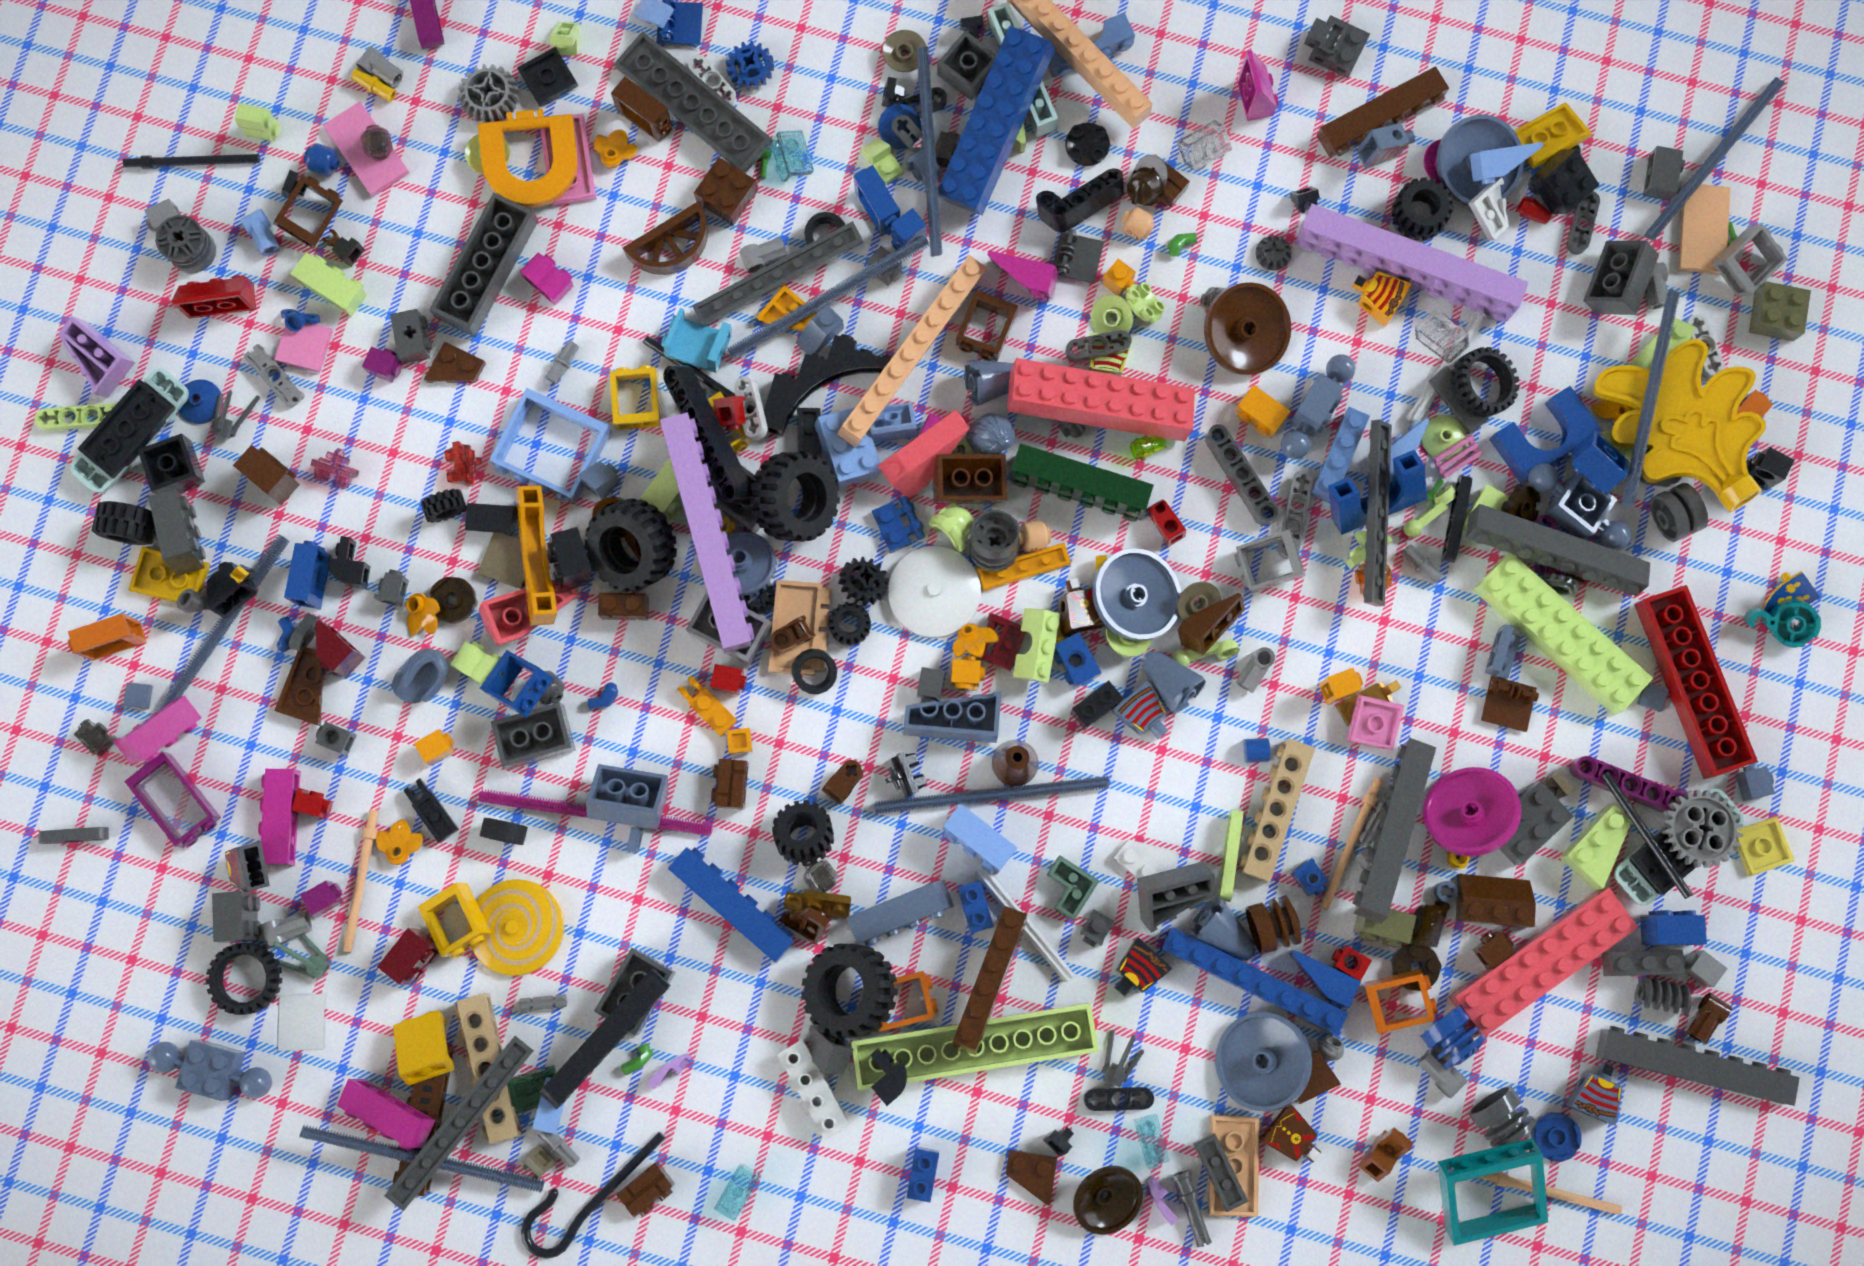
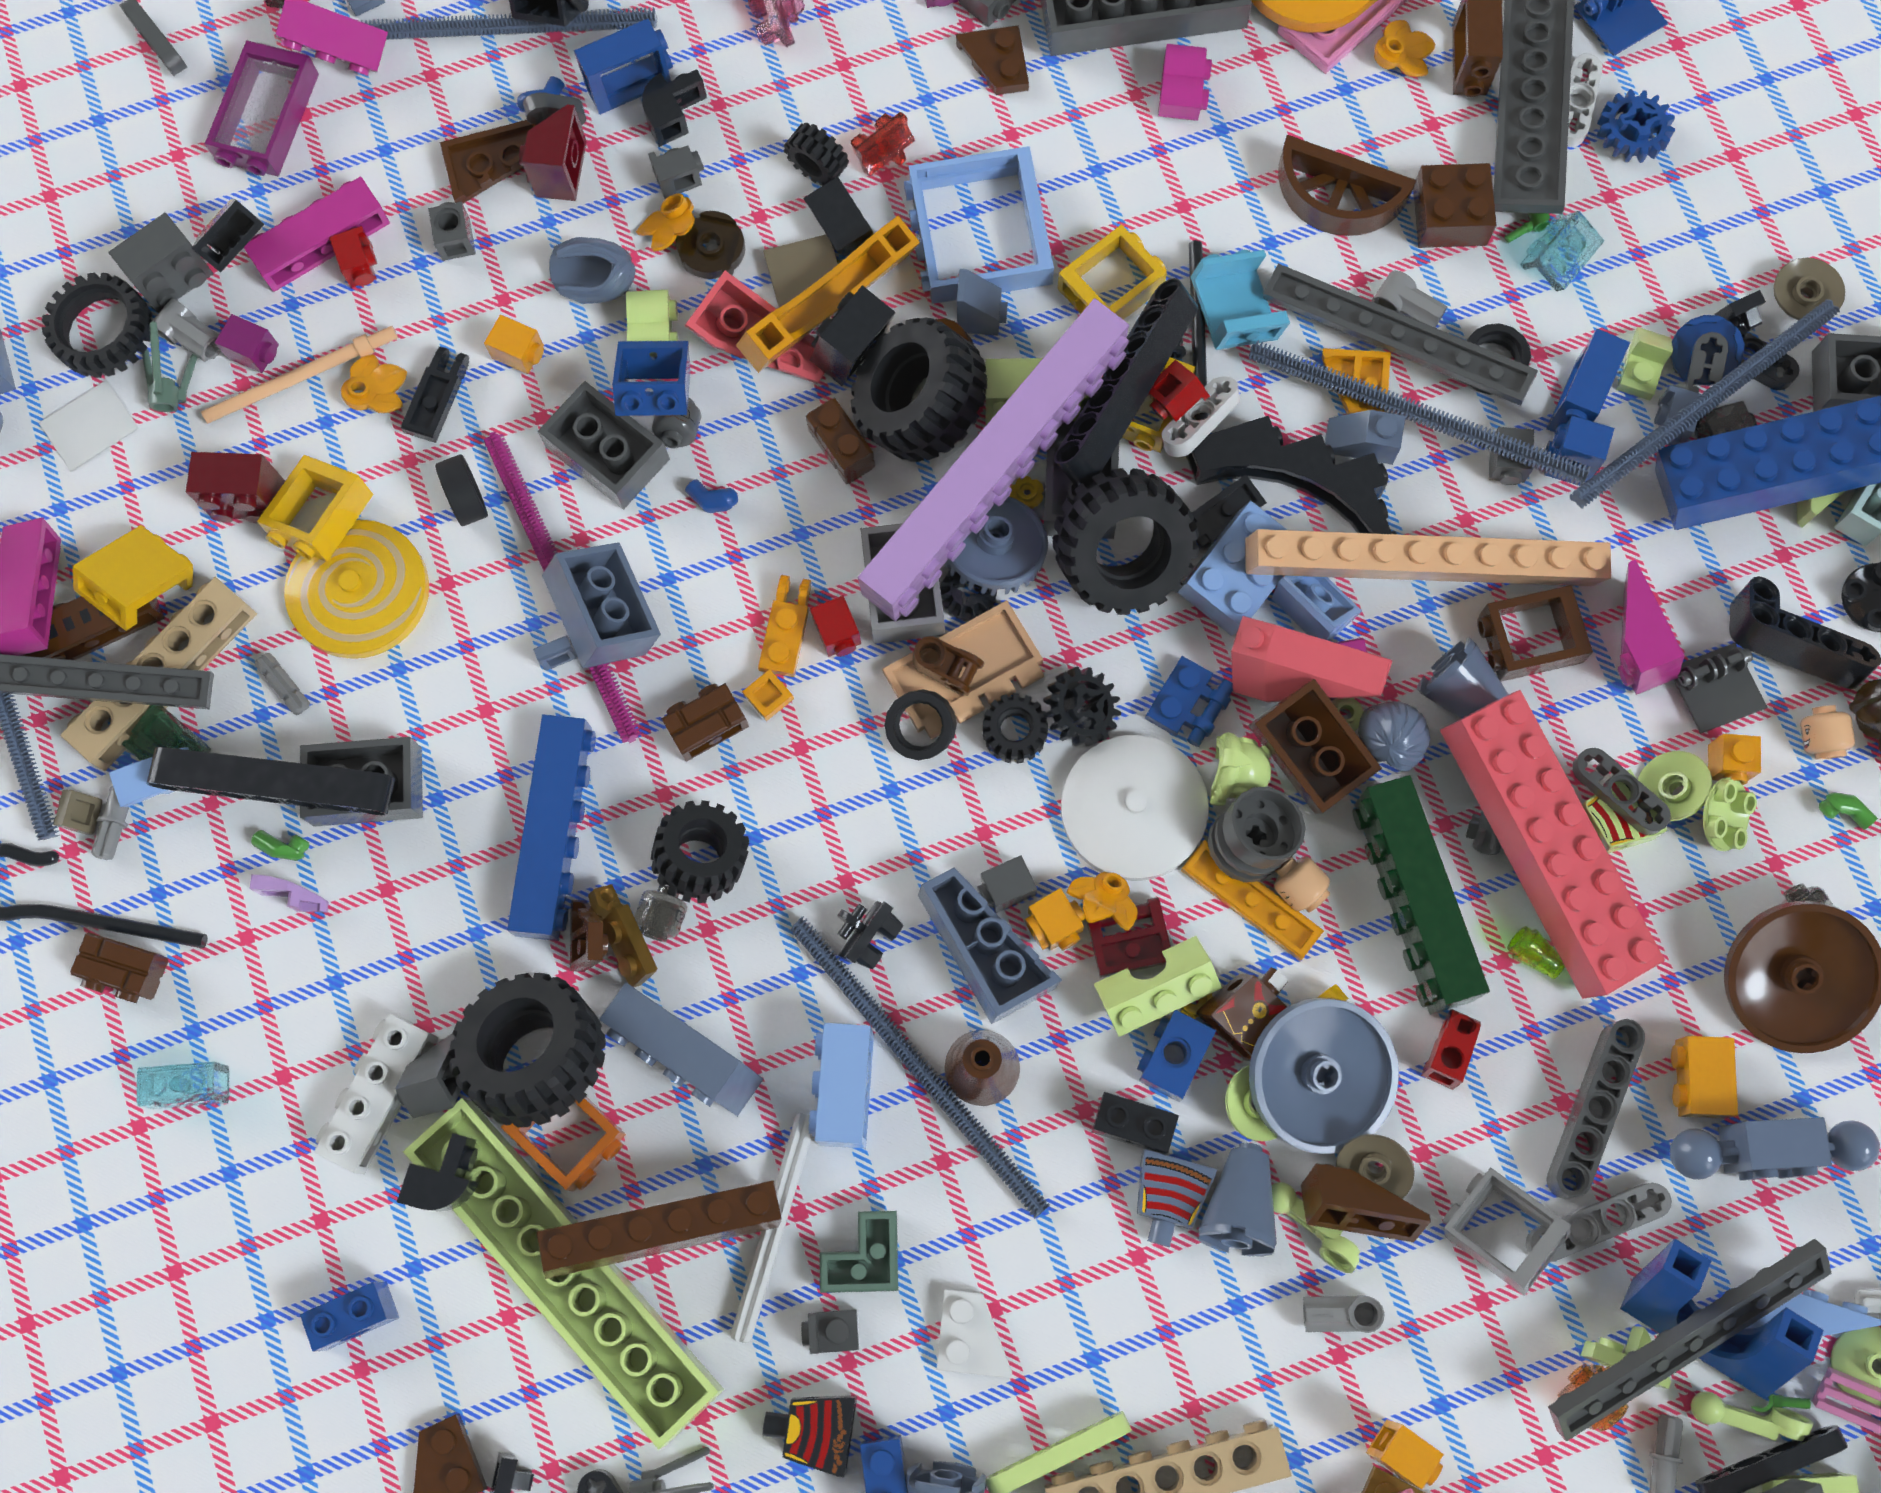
camera: 60 degrees right, 5 degrees down
(562, 362) = (1093, 169): light grey axle -> none
(841, 785) = (798, 860): reddish brown piece -> none
(975, 907) = (750, 1144): blue brick -> none
(1173, 891) = (951, 1406): dark grey wedge -> none
(1256, 750) = (1230, 1392): blue brick -> none
(1341, 452) = (1736, 1226): medium blue arch -> none

